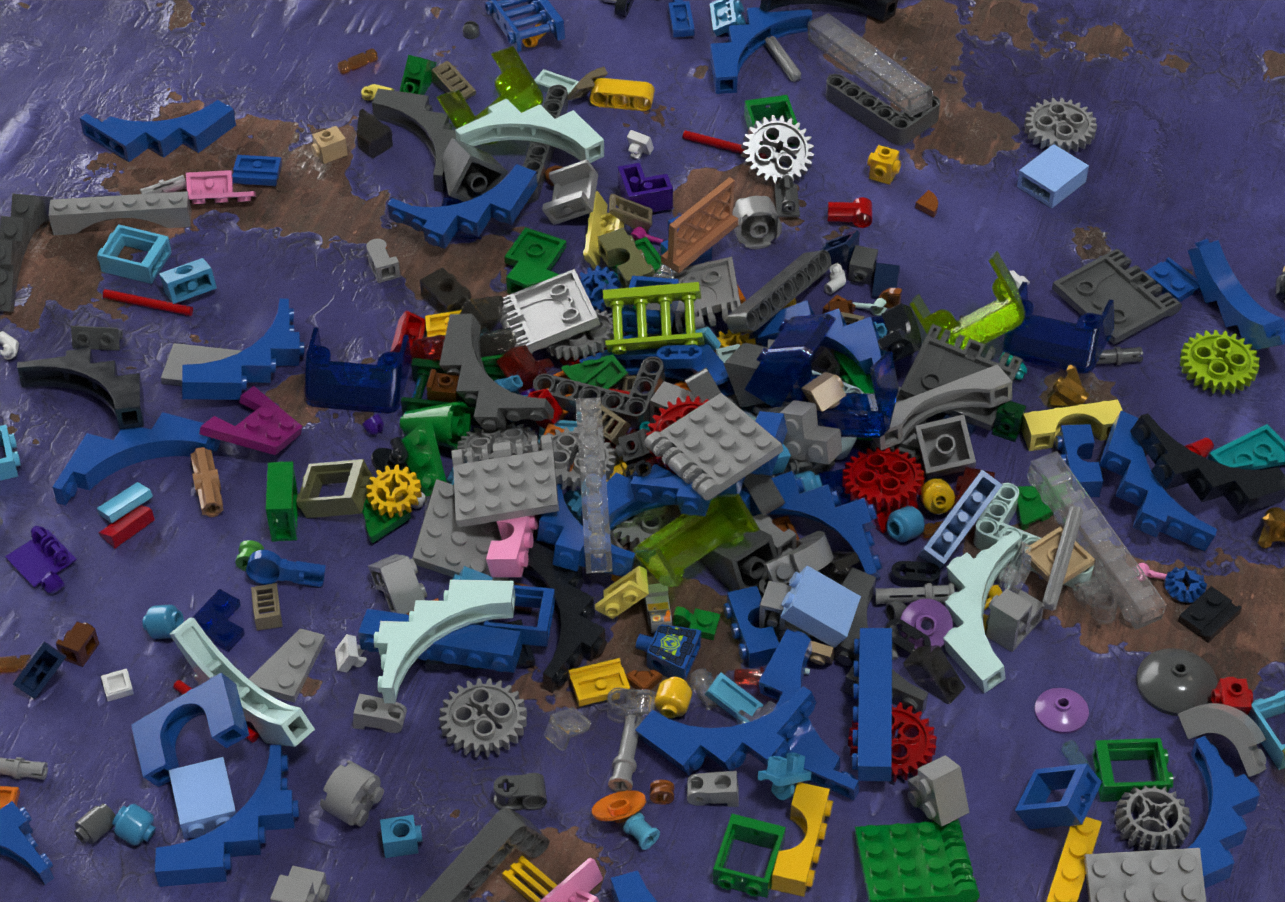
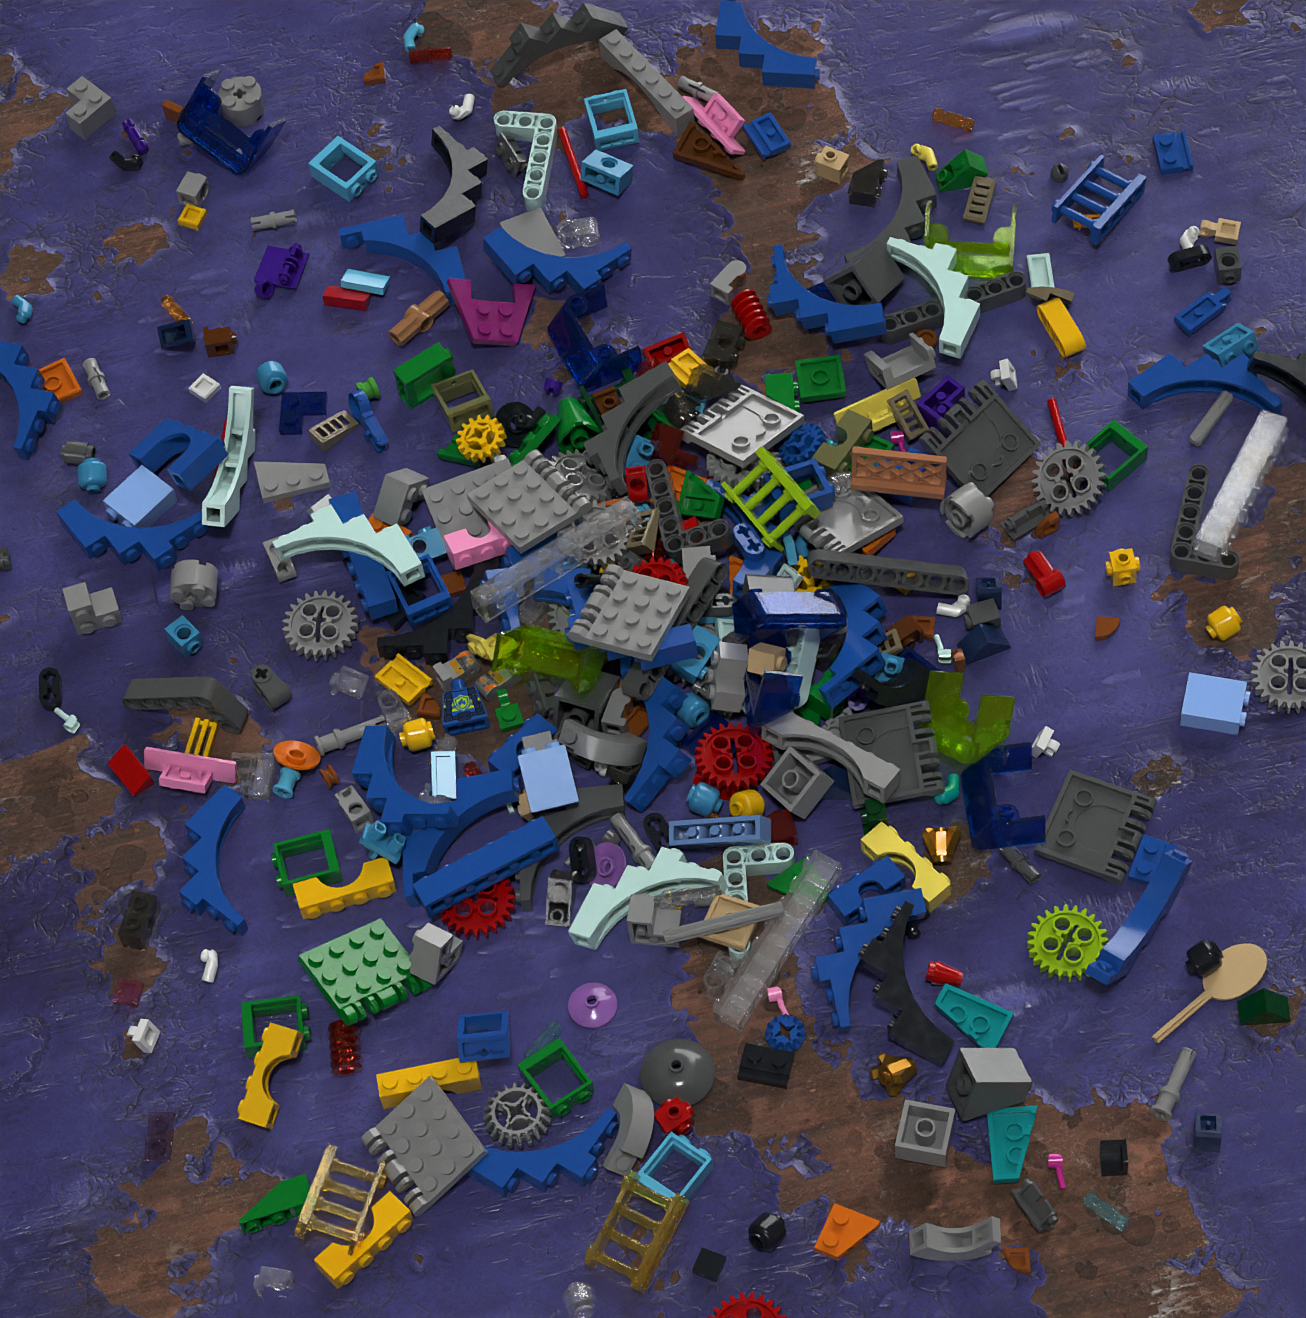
camera: 65 degrees right, 10 degrees up
(100, 302) = (543, 133): none -> light aqua beam
(231, 329) = (580, 232): none -> clear piece
(232, 215) = (701, 152): none -> reddish brown wing
(429, 261) = (751, 314): none -> red piece
(611, 851) = (255, 773): none -> clear wing
(622, 637) = (461, 667): none -> light grey leg
(688, 173) = (986, 440): none -> dark grey hinge
(703, 590) = (538, 688): none -> dark grey hinge
(805, 187) = (1048, 525): none -> dark orange tile
(982, 135) = (1223, 623): none -> yellow head

